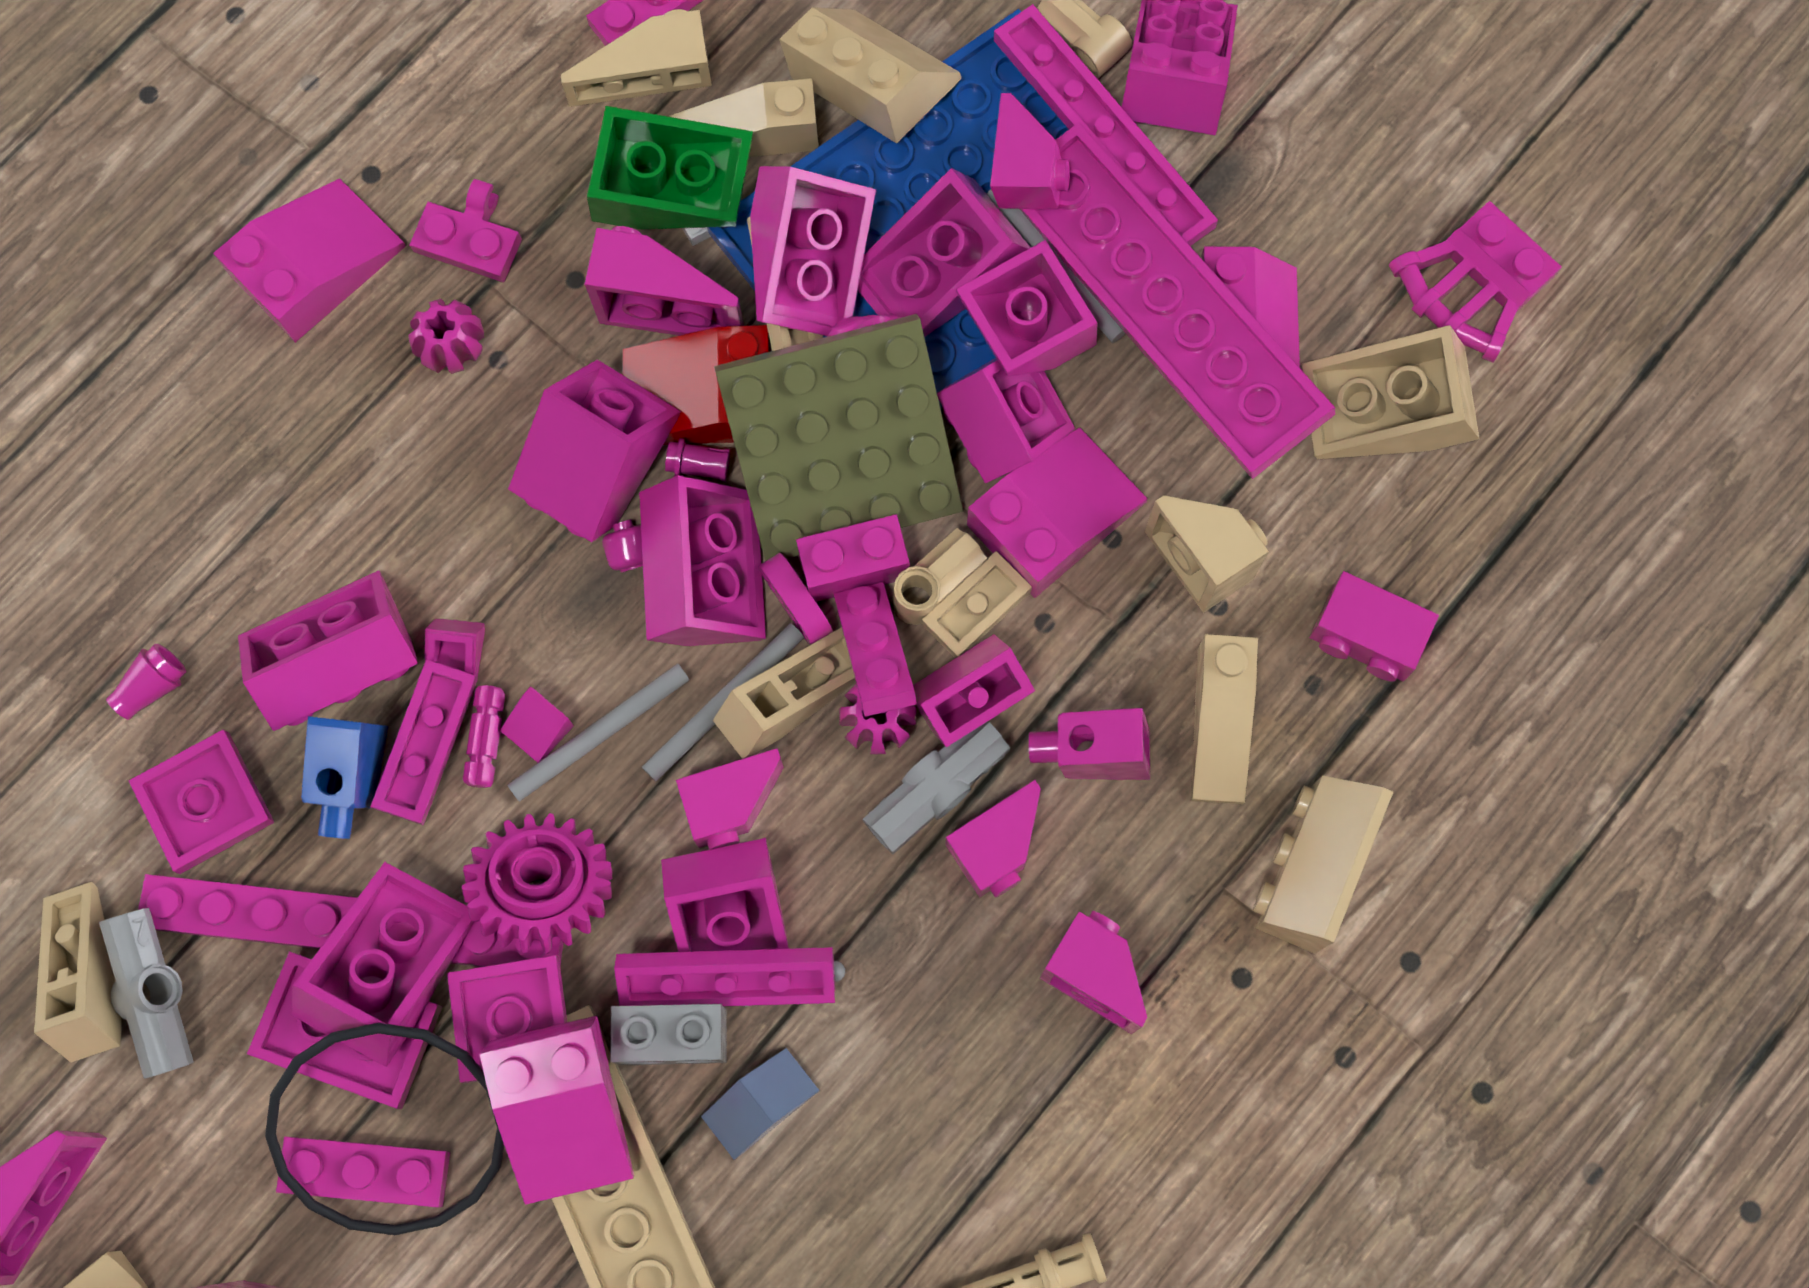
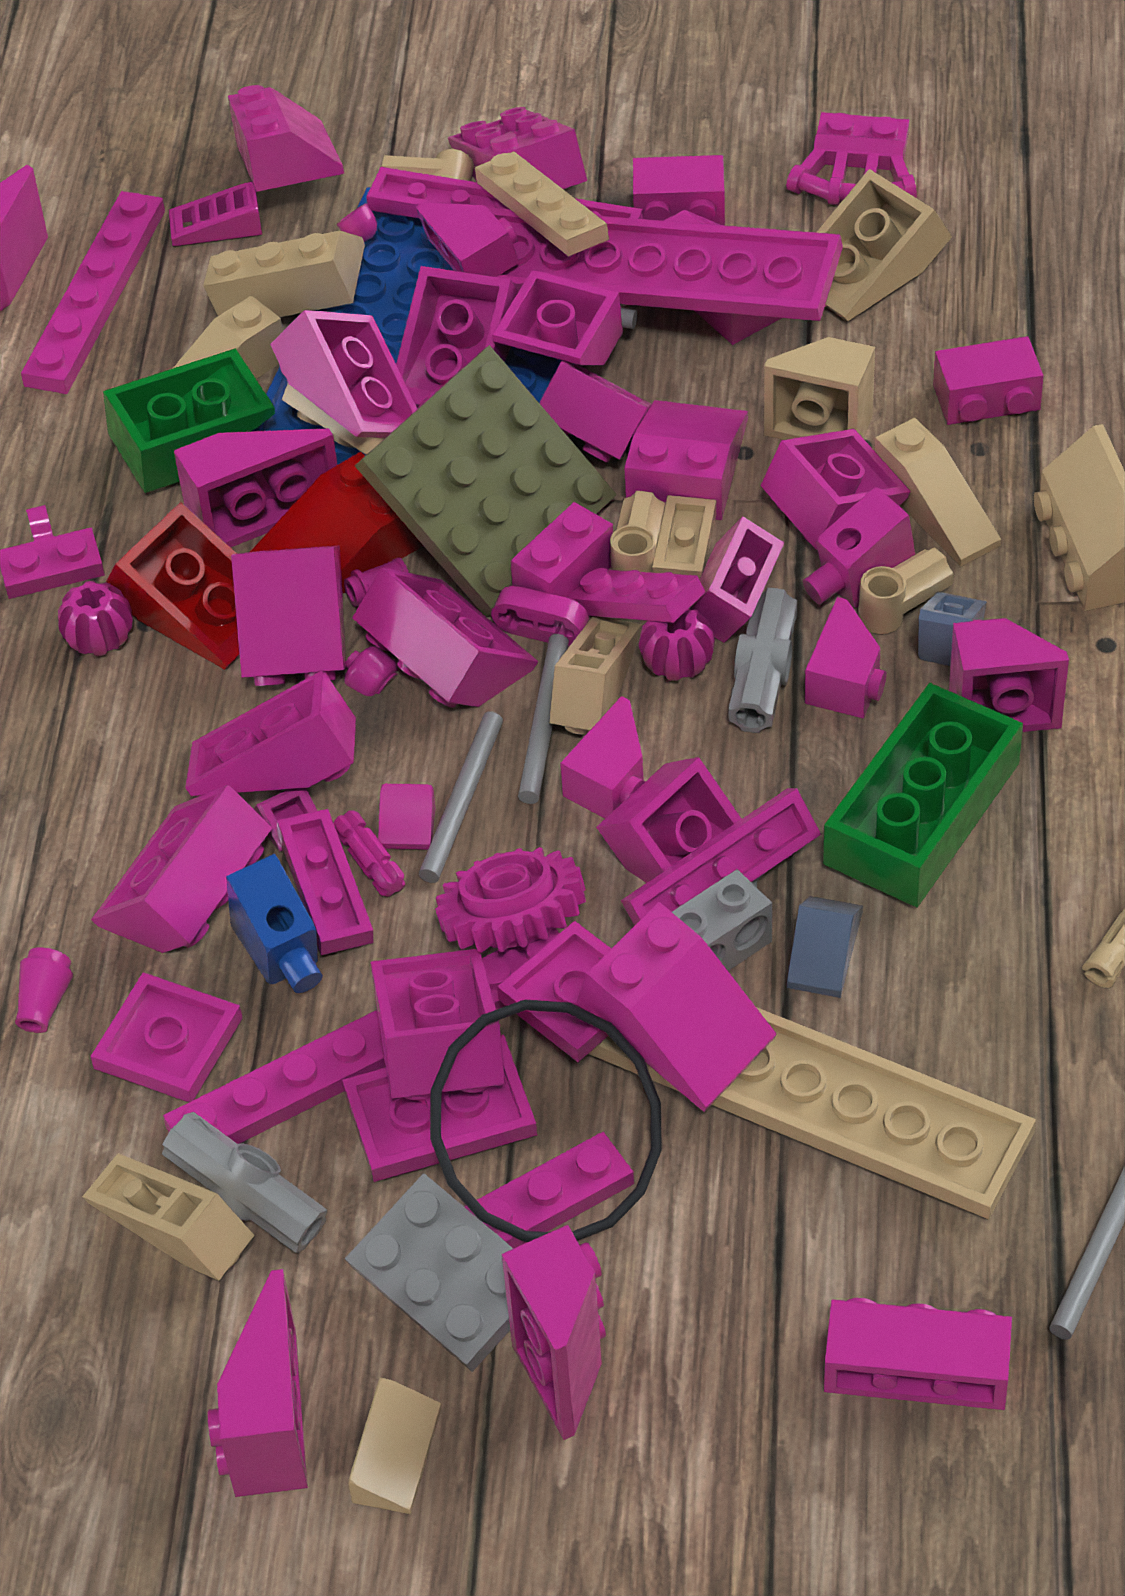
camera: 35 degrees left, 25 degrees down
(230, 1192) = (439, 1270): none -> light grey plate
(479, 583) = (278, 744): none -> dark pink slope
(534, 344) = (183, 585): none -> red slope
(650, 59) = (103, 358): tan slope -> none
(941, 1034) = (922, 794): none -> green brick
(968, 54) = (359, 222): none -> dark pink hinge
(1116, 799) = (893, 591): none -> tan piece
(1120, 162) = (541, 203): none -> tan plate
(1121, 866) = (937, 622): none -> sand blue slope
(1140, 649) = (825, 476): none -> dark pink slope
(1283, 207) = (678, 183): none -> dark pink brick

